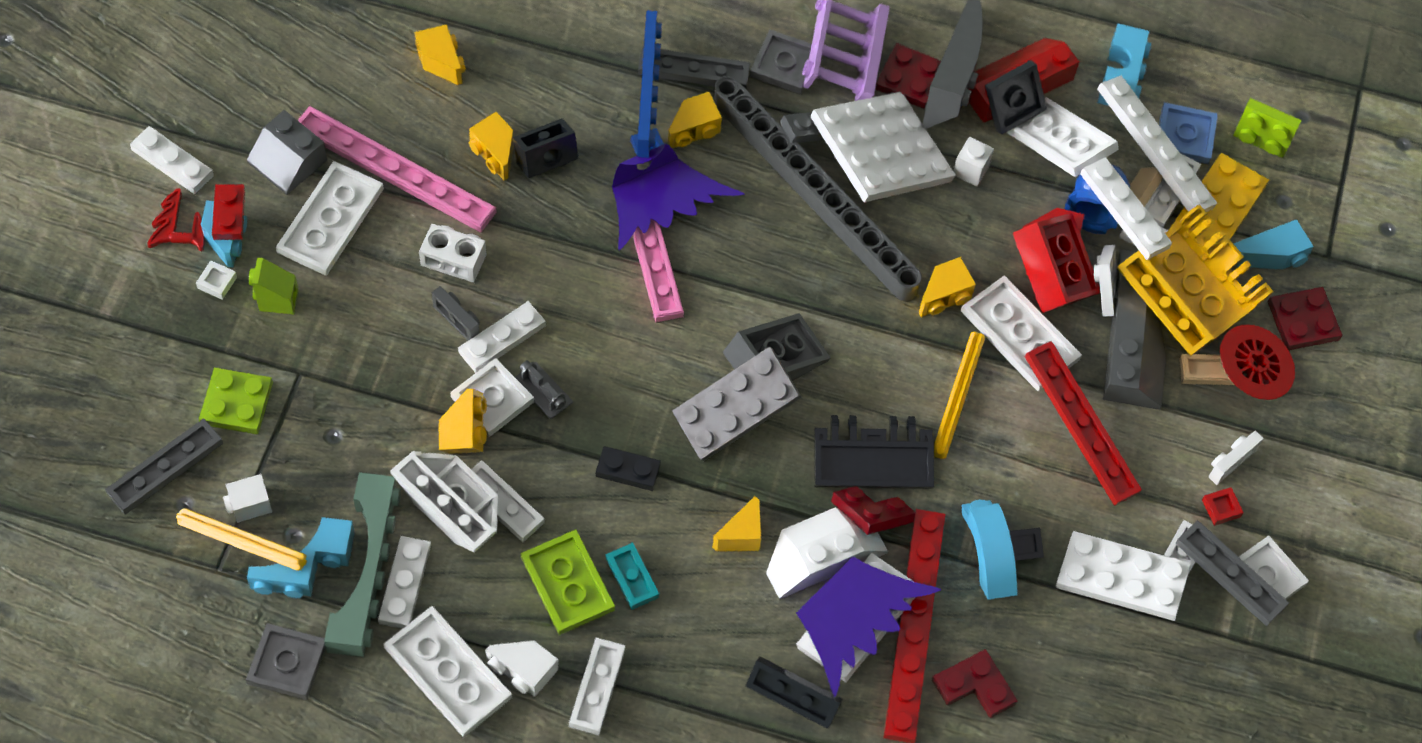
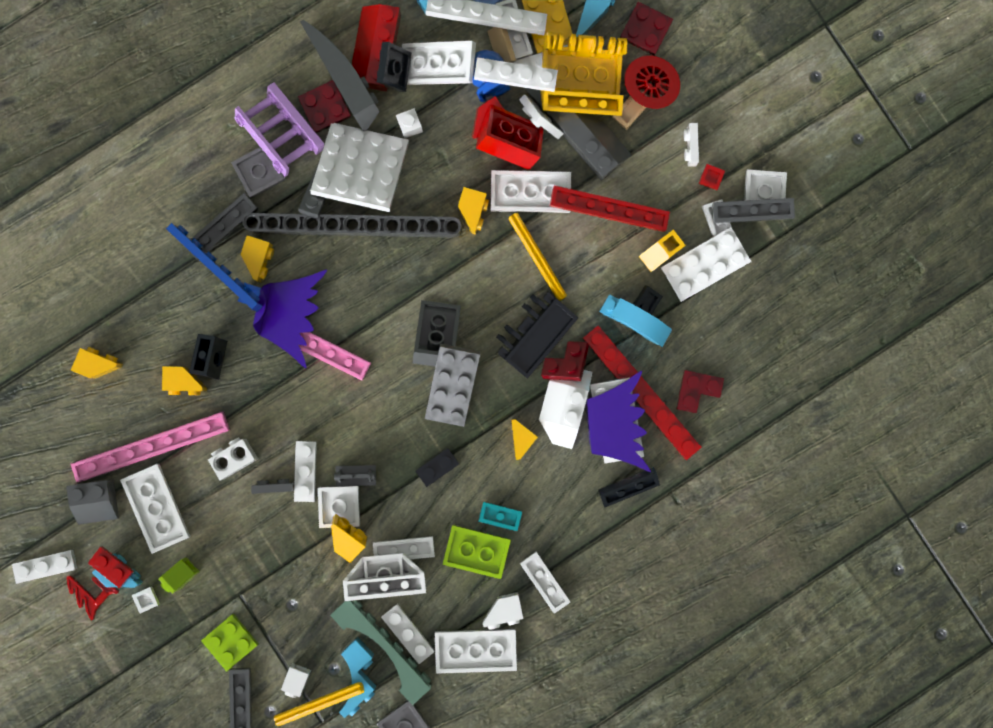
camera: 45 degrees left, 25 degrees up
(1093, 514) = (662, 250): none -> yellow slope

